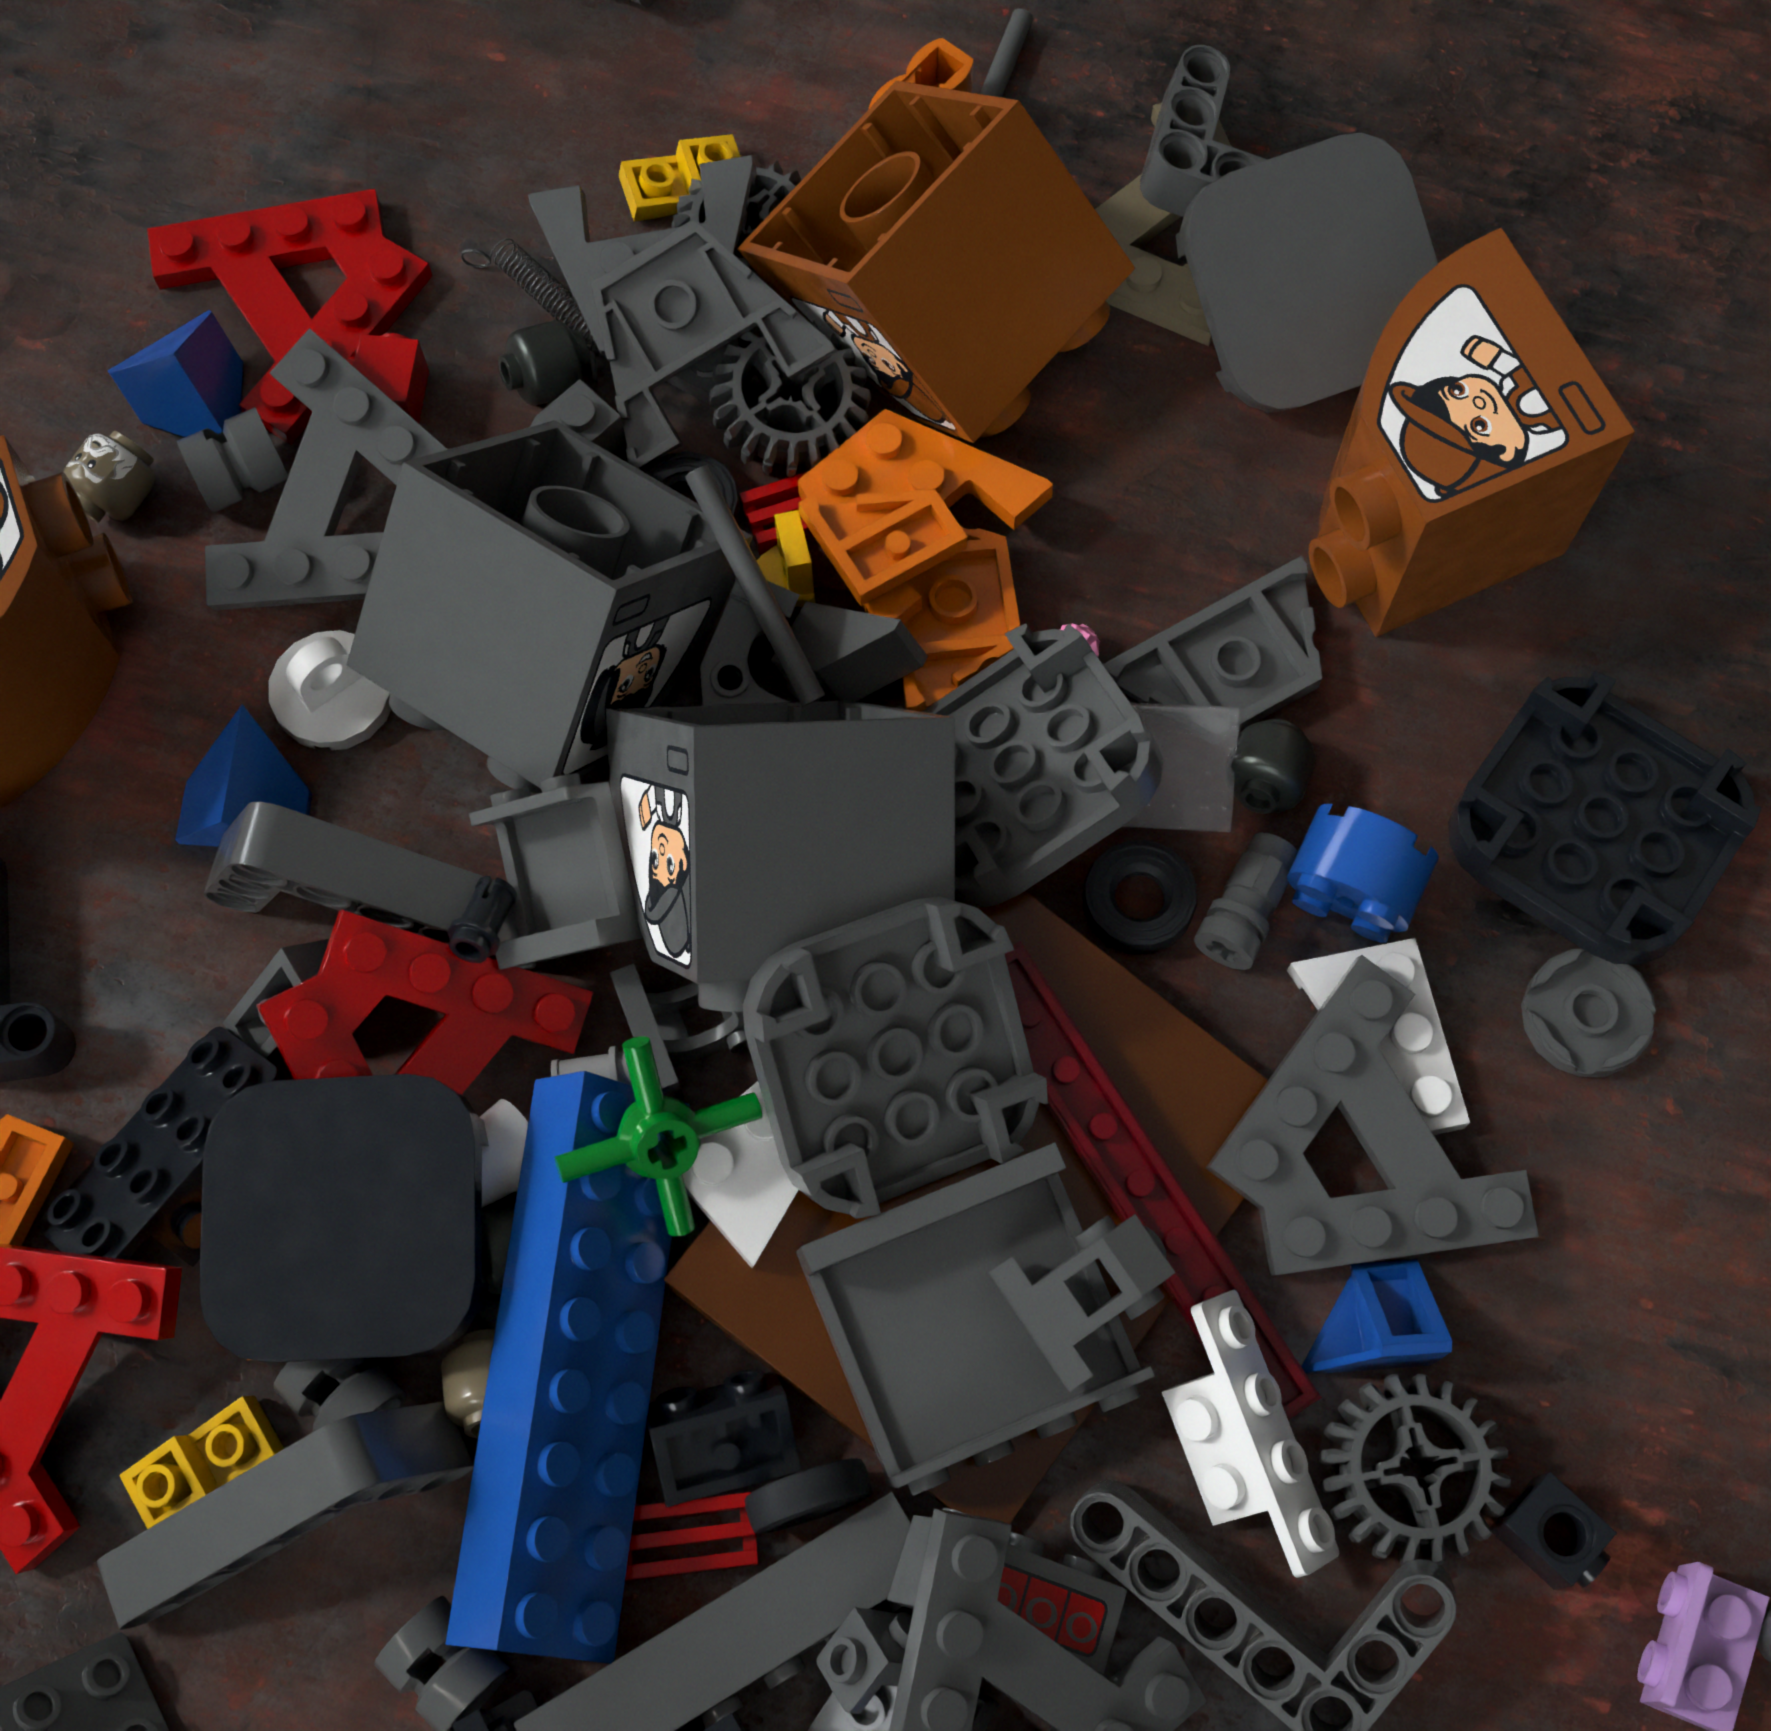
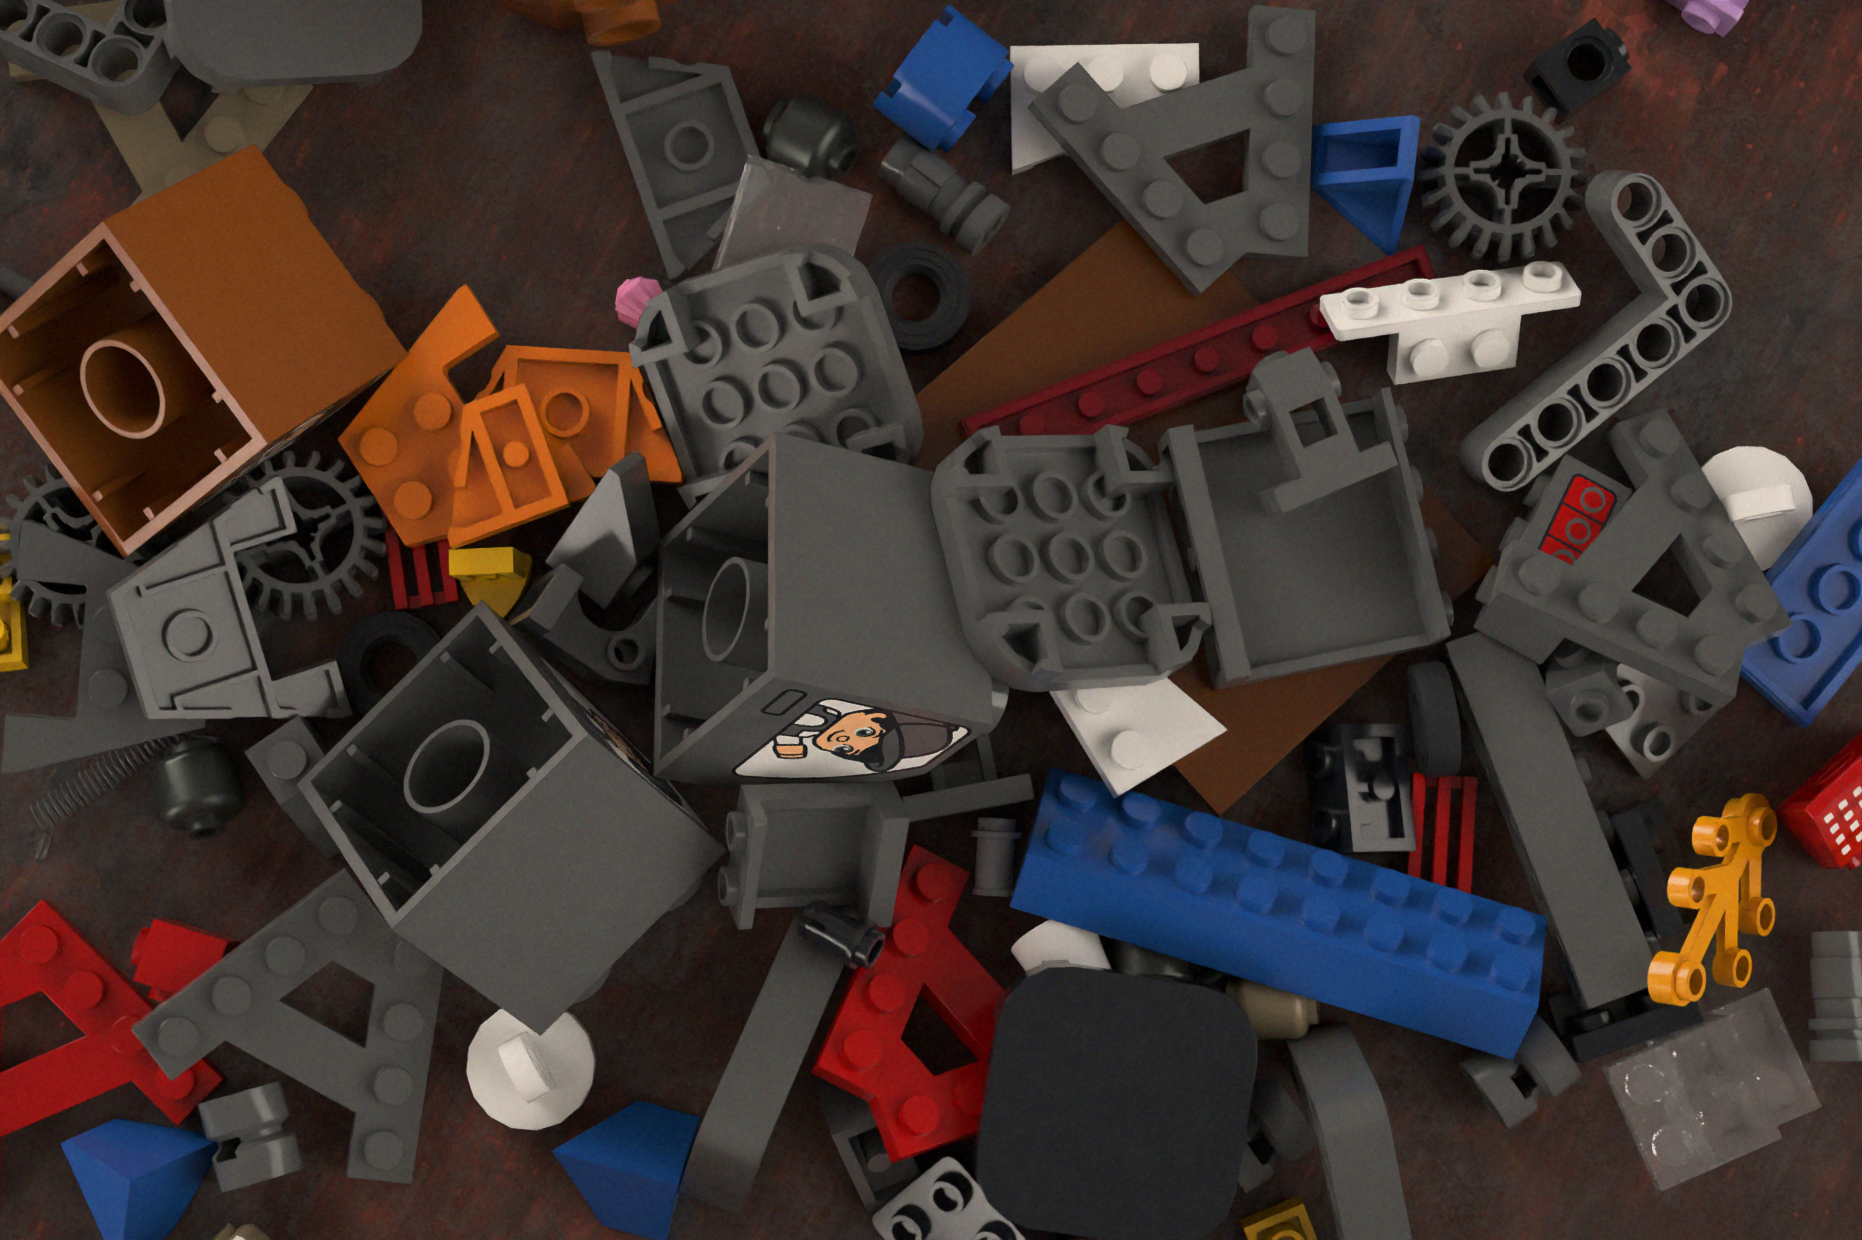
camera: 80 degrees left, 15 degrees up
(638, 1139) = (1105, 793): green bar -> none
(754, 585) = (550, 605): dark grey bar -> none

